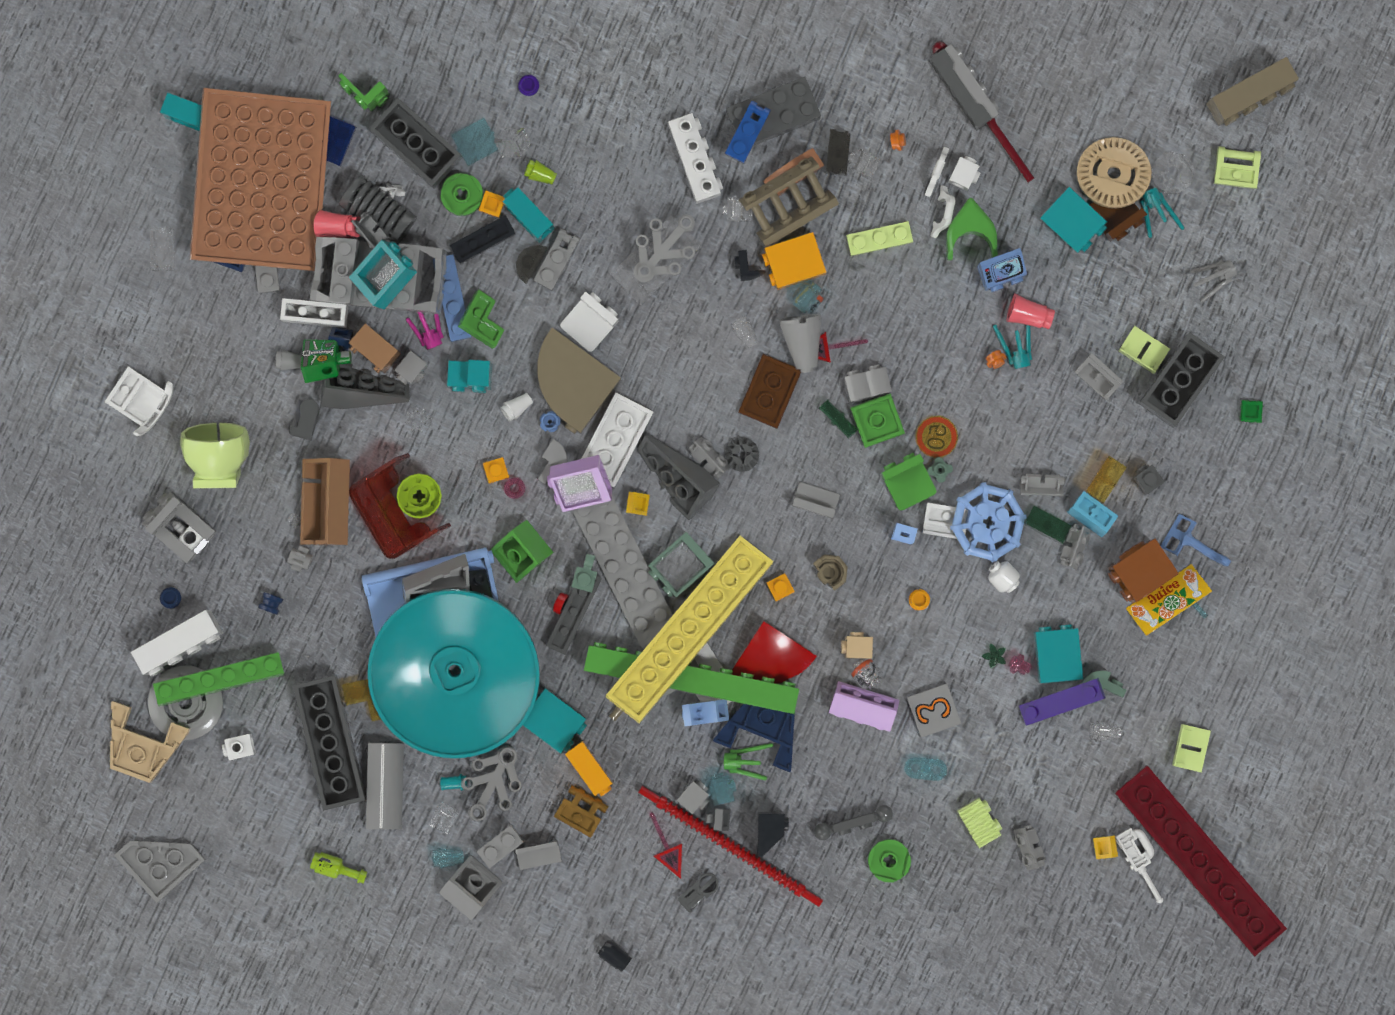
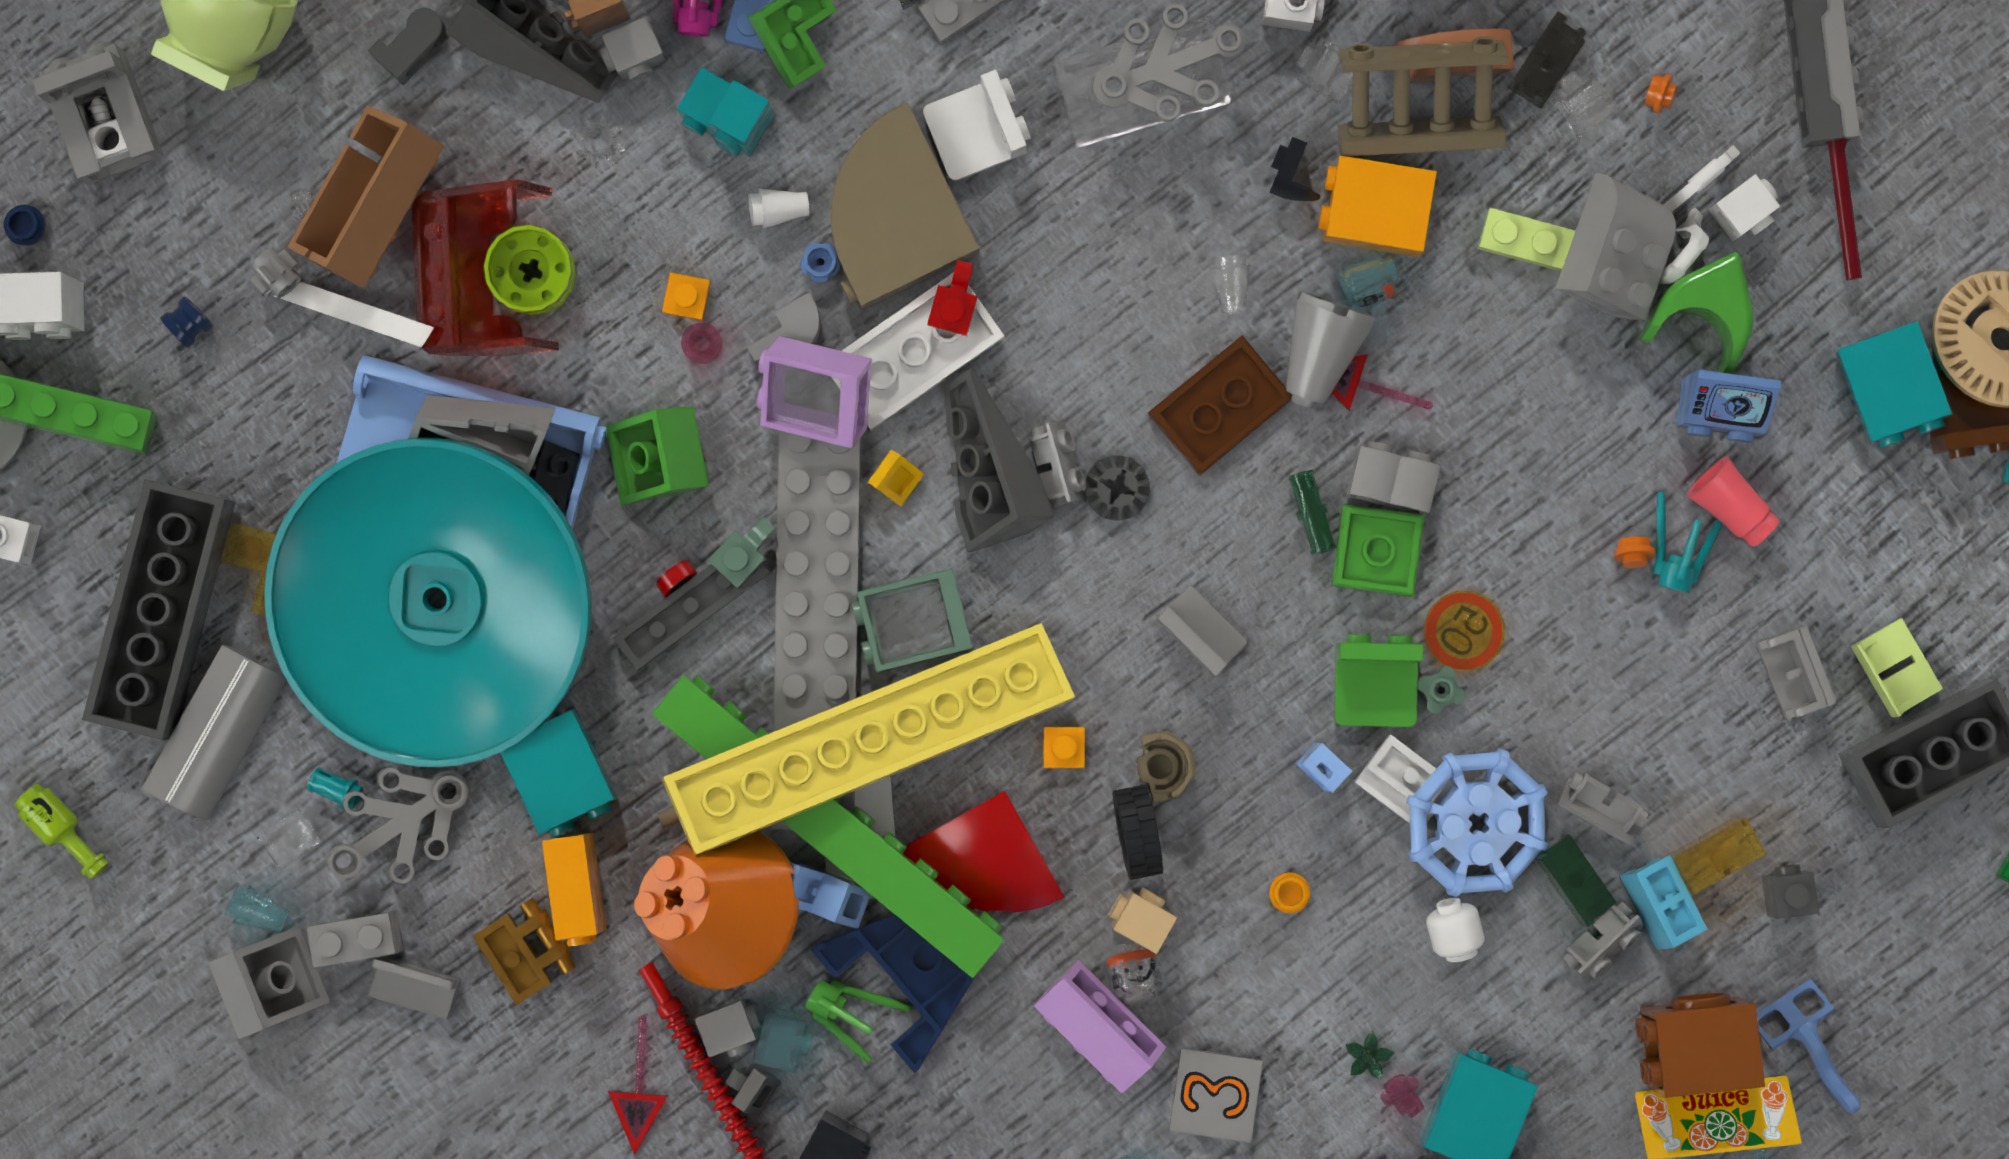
camera: 30 degrees right, 0 degrees up
(349, 557) = (359, 314): none -> white sticker
(623, 410) = (953, 306): none -> red plate
(663, 743) = (721, 912): none -> orange cone
(834, 608) = (1137, 832): none -> black tyre
(915, 224) = (1618, 250): none -> light grey brick

